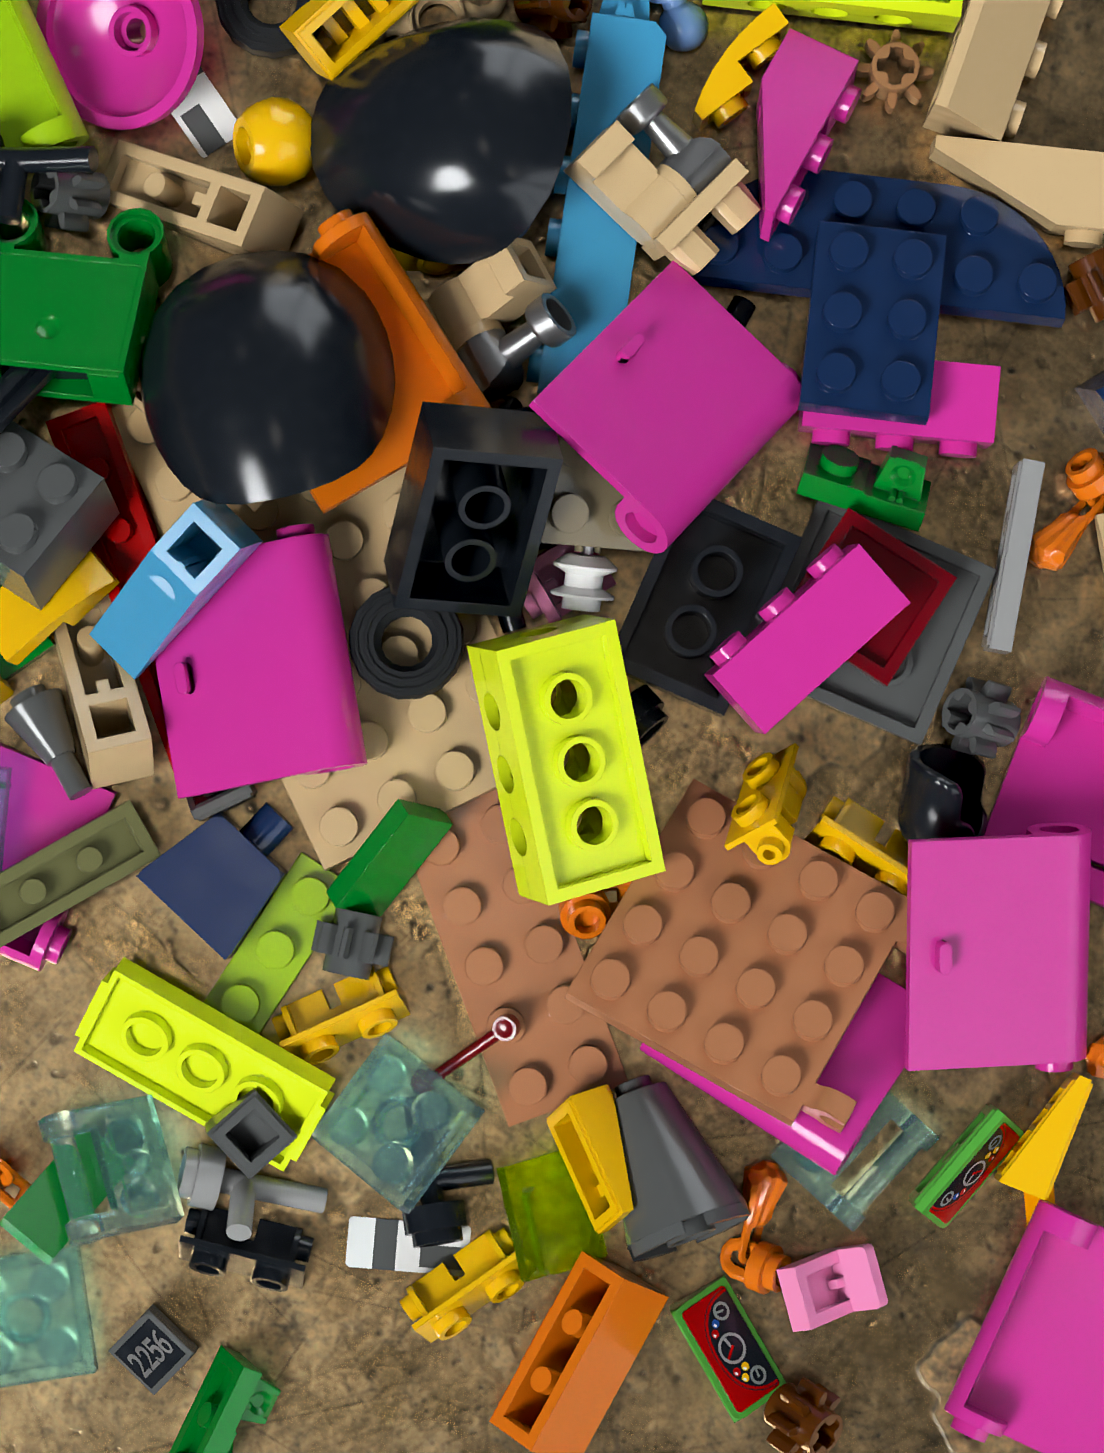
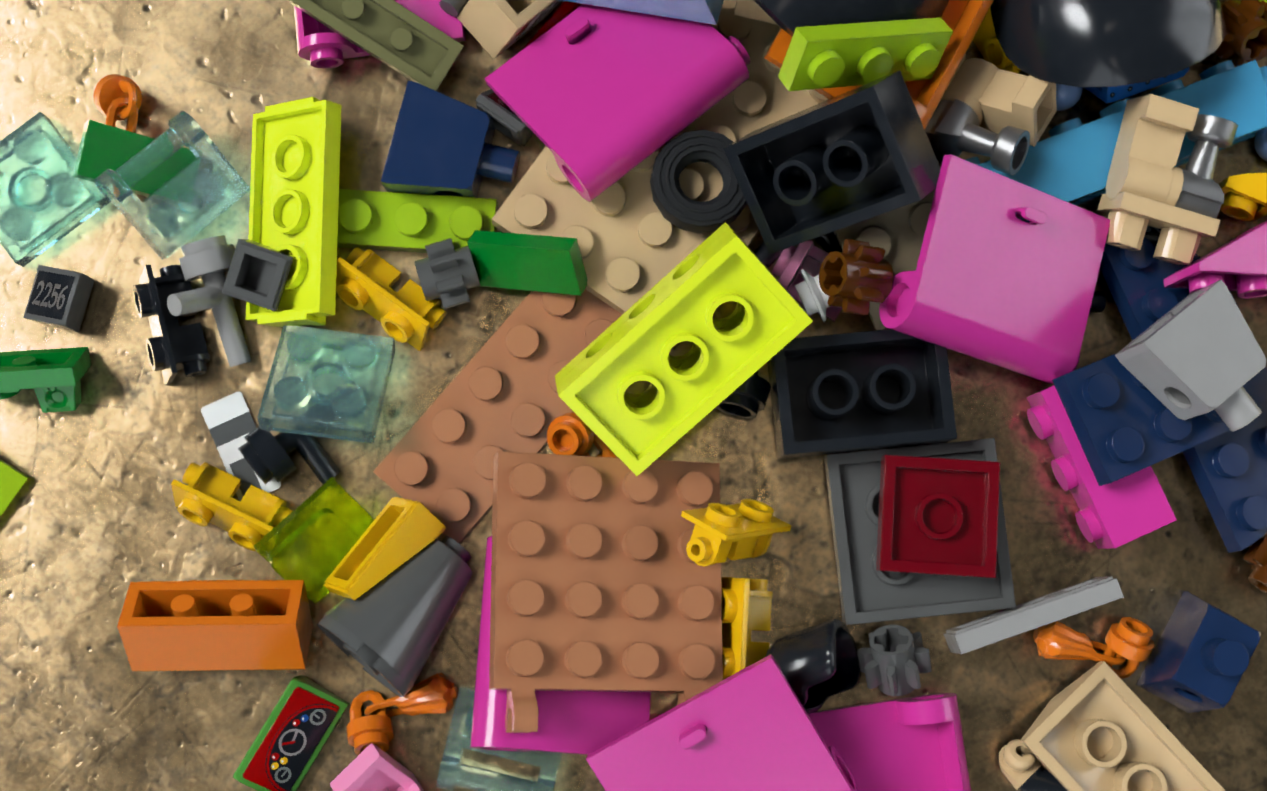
camera: 55 degrees right, 5 degrees down
(383, 420) = (863, 52): none -> lime plate
(504, 1029) = (444, 423): dark red hinge -> none
(595, 552) = (856, 277): none -> reddish brown gear
(805, 636) = (885, 480): dark pink brick -> none
(857, 262) = (1199, 358): none -> light grey torso
(885, 492) = (1025, 491): green hinge -> none

